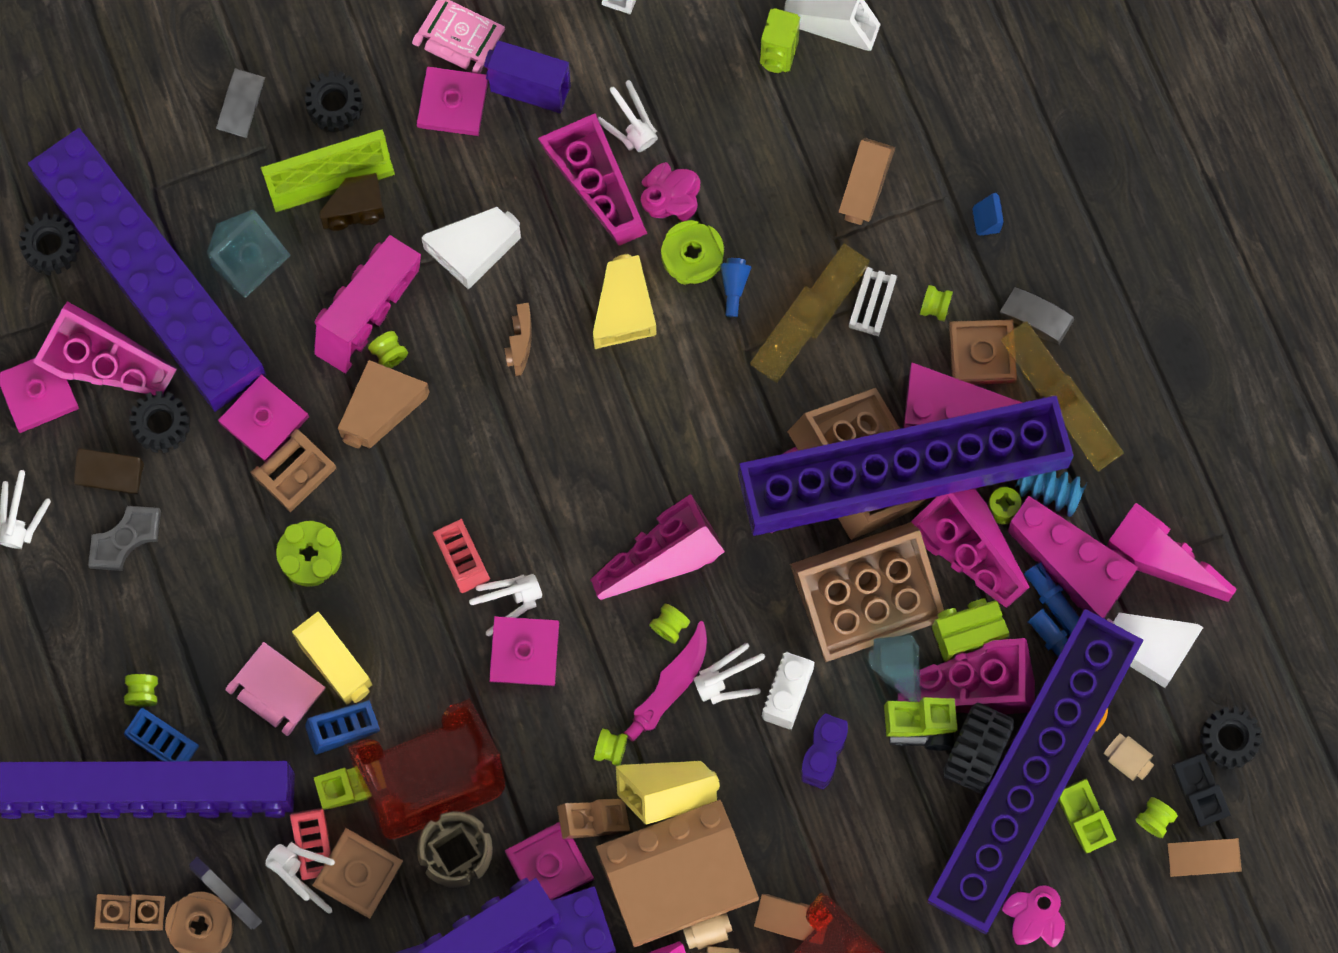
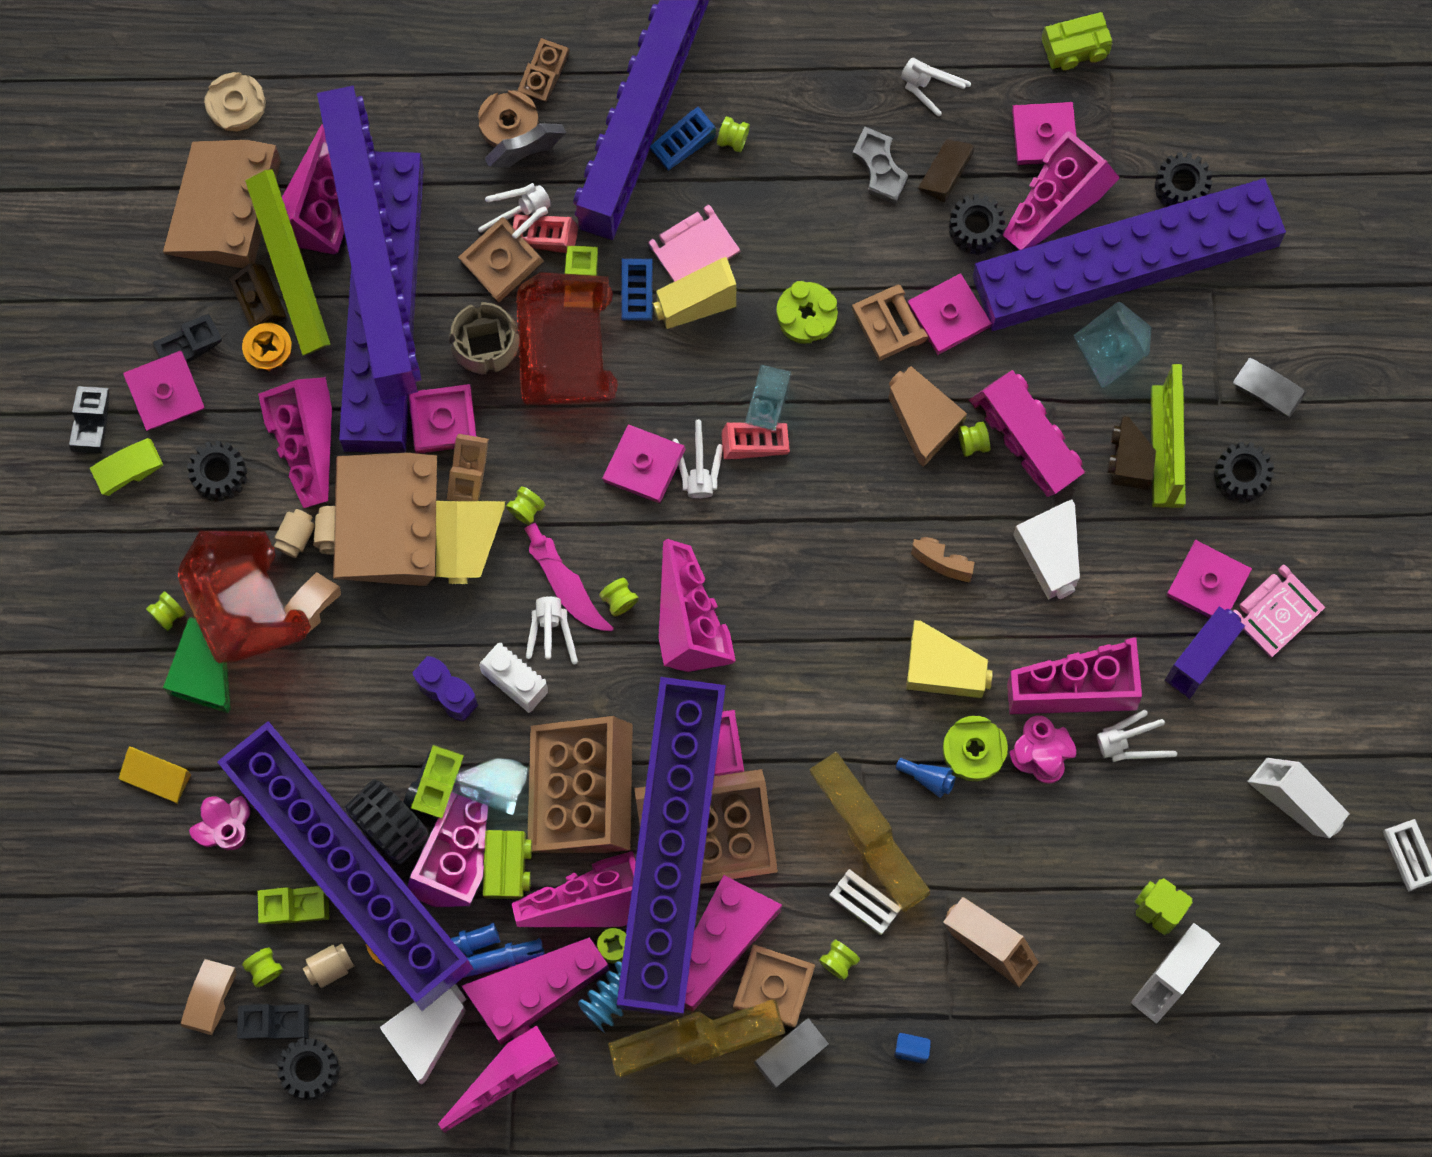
camera: 110 degrees right, 0 degrees up
(418, 552) = (768, 397): none -> clear light blue slope

